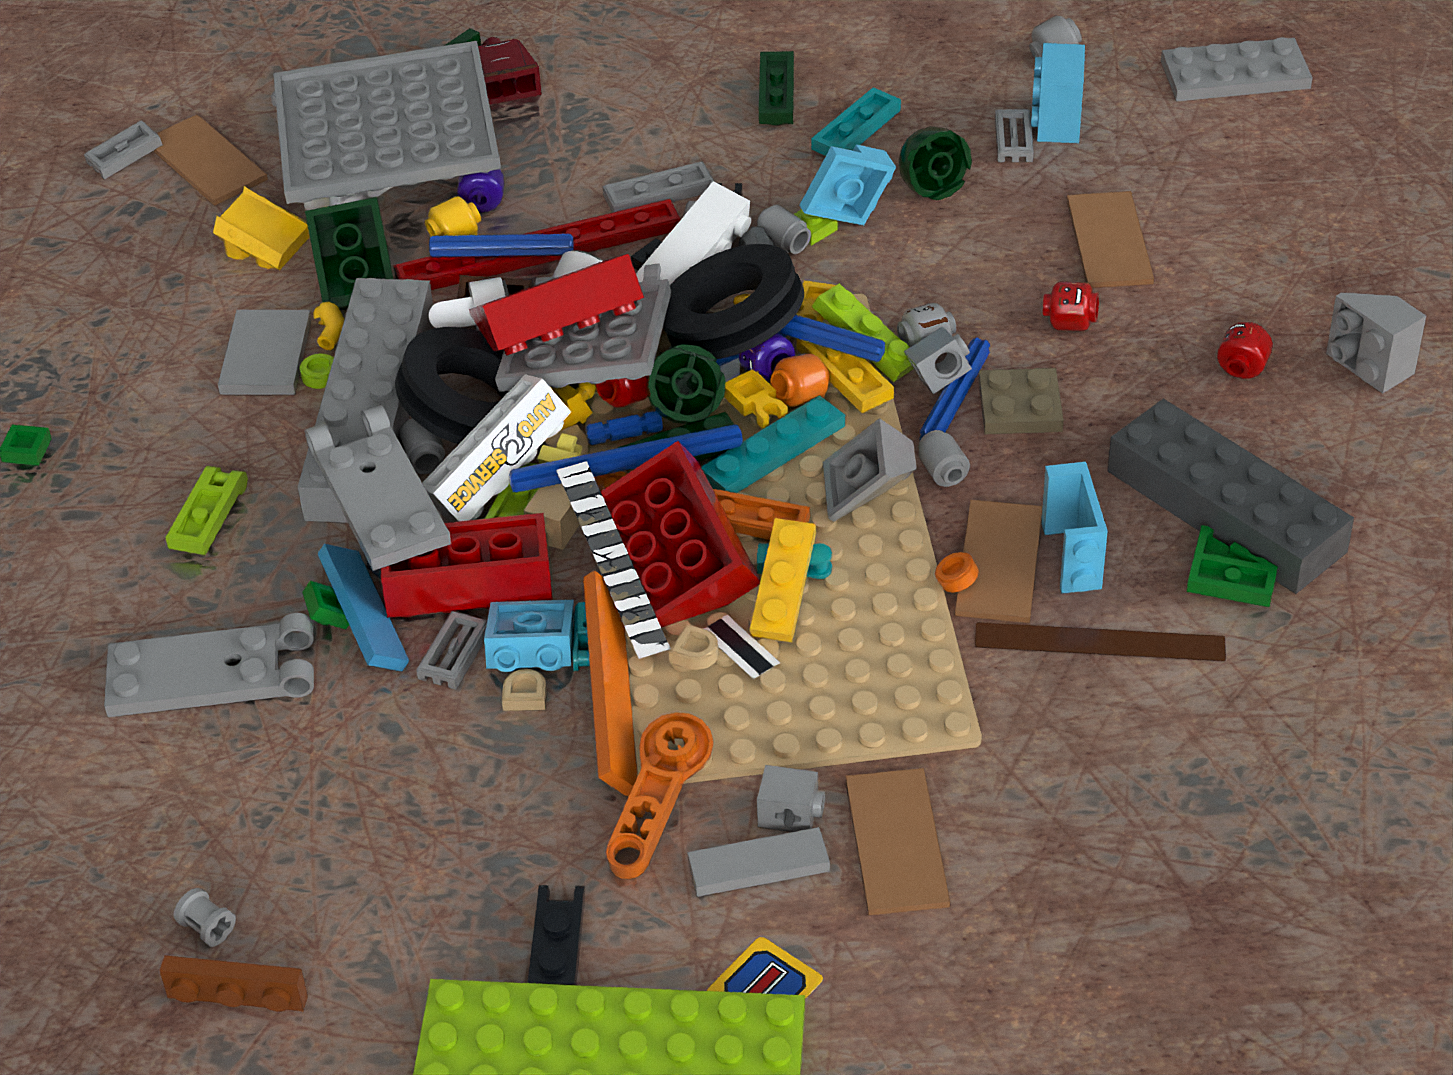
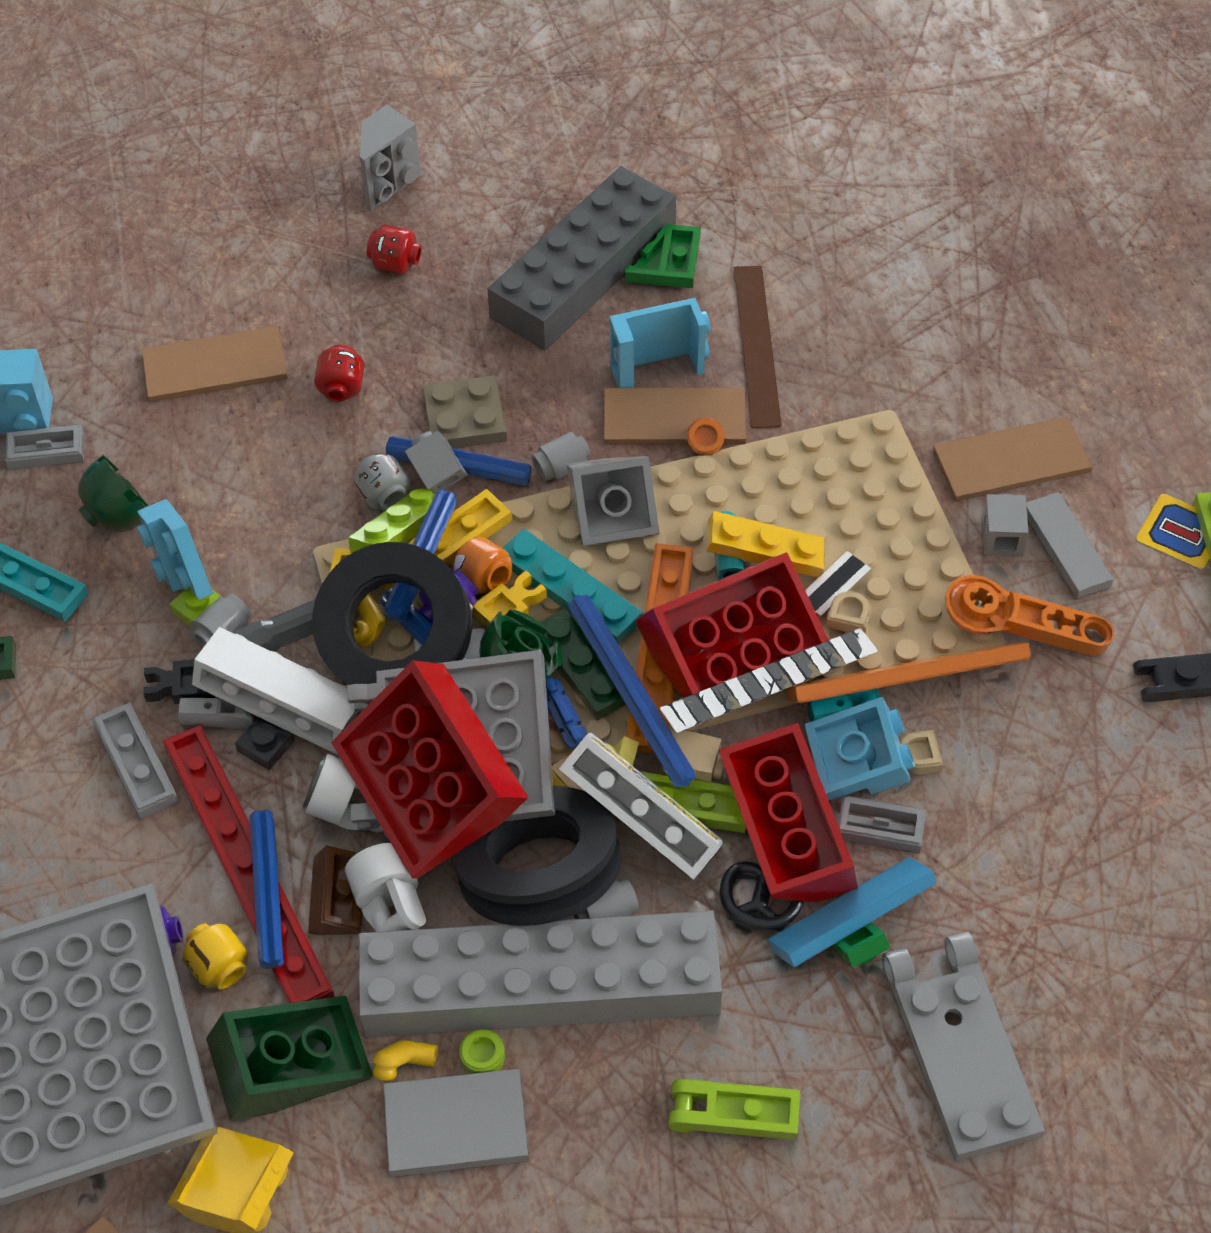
camera: 100 degrees left, 10 degrees up
(383, 507) = (751, 881): light grey hinge -> none

